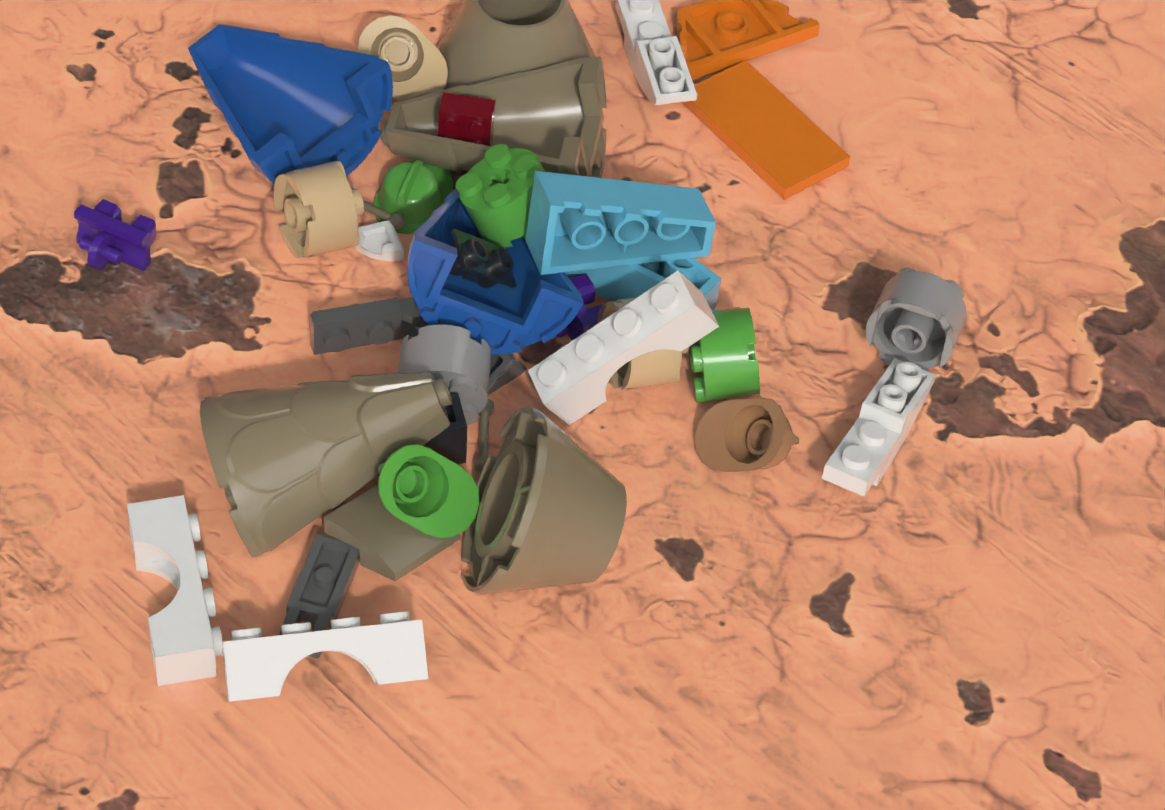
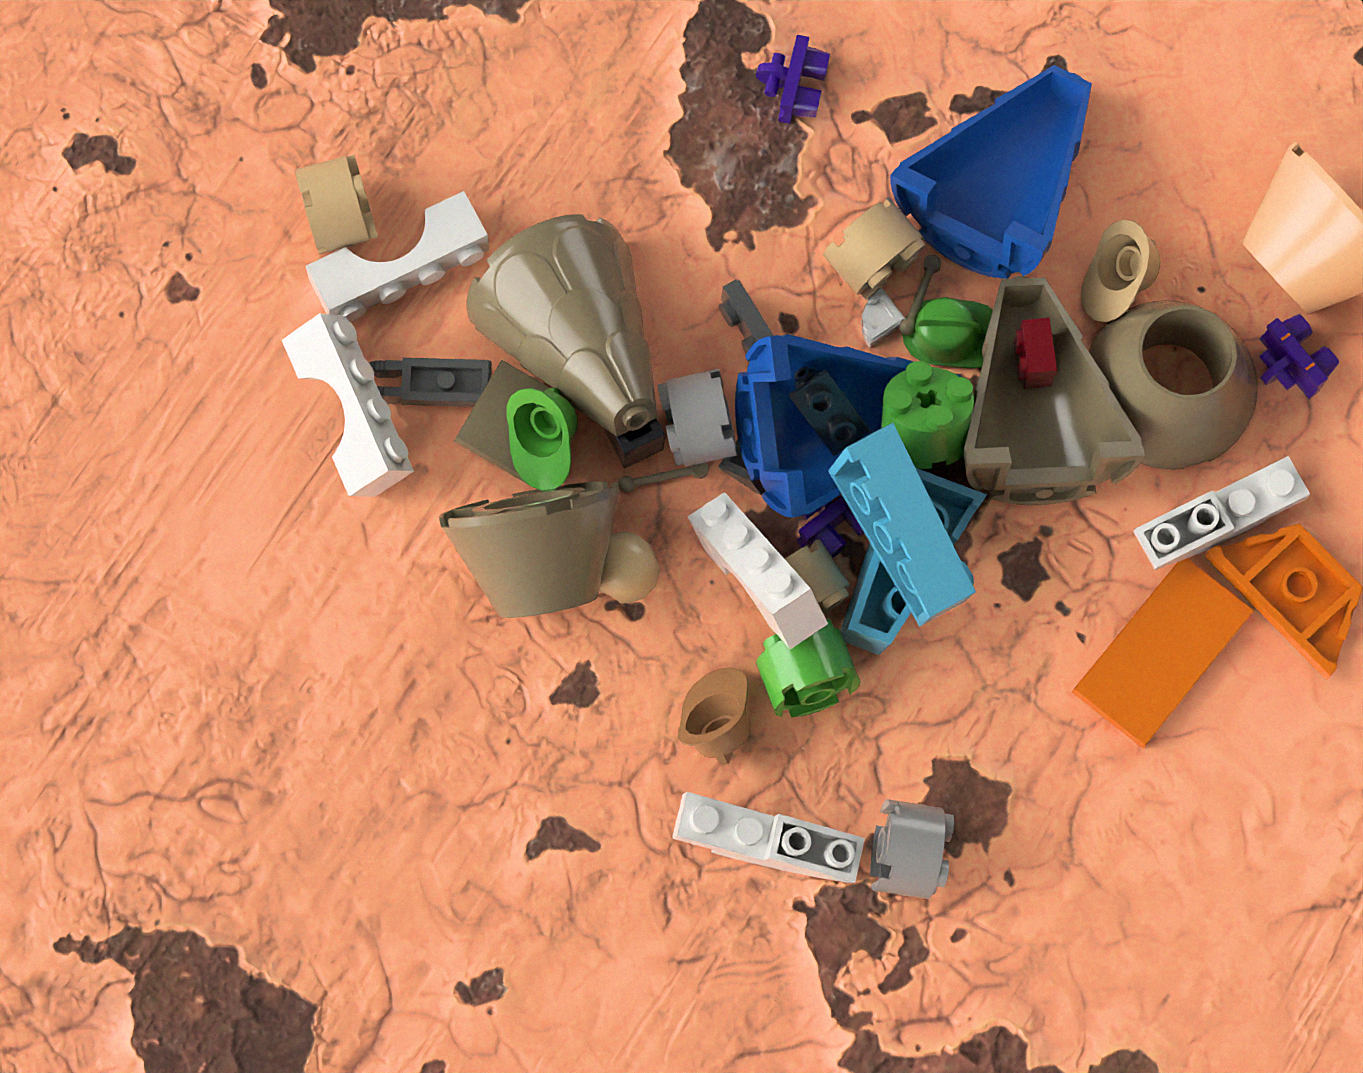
camera: 75 degrees right, 25 degrees up
(94, 617) = (336, 204): none -> tan brick

